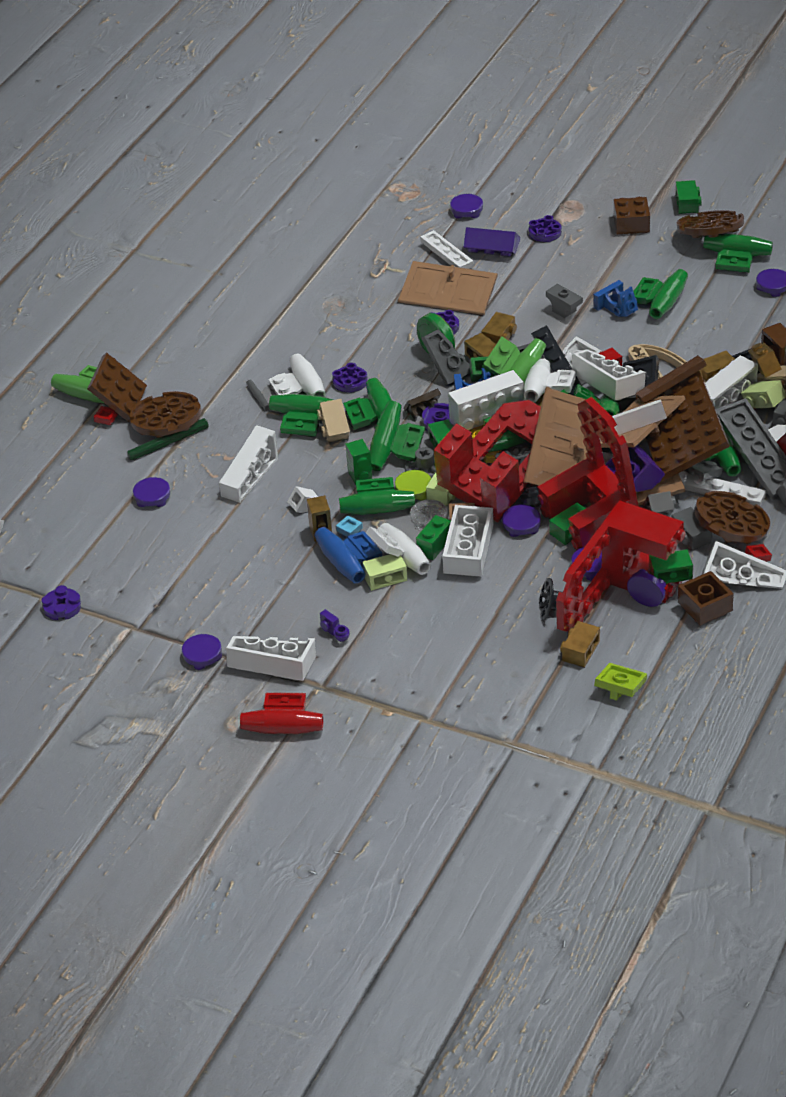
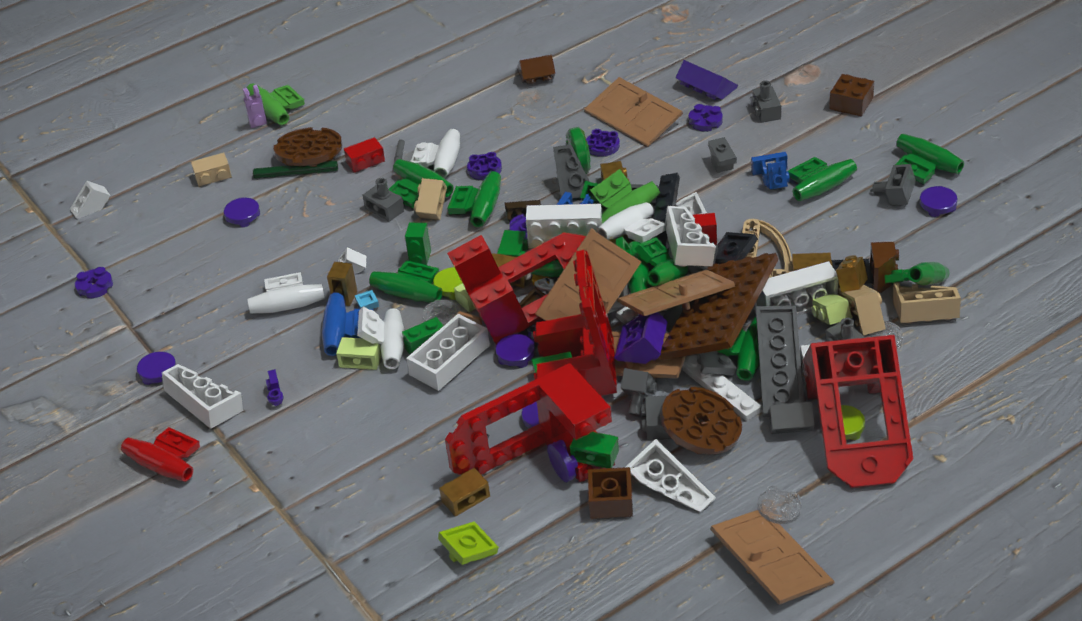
camera: 30 degrees right, 0 degrees up
(82, 396) = (254, 107): none -> lavender hinge
(84, 465) = (211, 169): none -> tan brick
(105, 415) = (265, 132): red plate -> none
(116, 386) = (285, 108): reddish brown plate -> none
(227, 404) = (364, 154): none -> red brick
(250, 464) = (332, 215): white wedge -> none
(267, 547) = (285, 294): none -> white plate
(289, 438) = (383, 201): none -> dark grey brick
(324, 278) = (536, 69): none -> reddish brown slope
(395, 438) = (463, 228): green plate -> none
(446, 250) = (661, 78): white plate -> none
(466, 206) = (712, 42): dark purple tile -> none
(500, 326) = (643, 164): pearl gold brick -> none
(509, 270) = (712, 114): none -> dark purple plate
(545, 229) = (773, 77): dark purple tile -> none
(563, 244) = (766, 102): none -> dark grey brick
(639, 417) = (658, 288): white tile -> none
(671, 379) = (737, 262): reddish brown tile -> none
(687, 197) = (920, 93): green brick -> none
(710, 223) = (916, 125): reddish brown plate -> none
(734, 279) = (899, 185): none -> dark grey brick
(759, 551) = (701, 467): red plate -> none

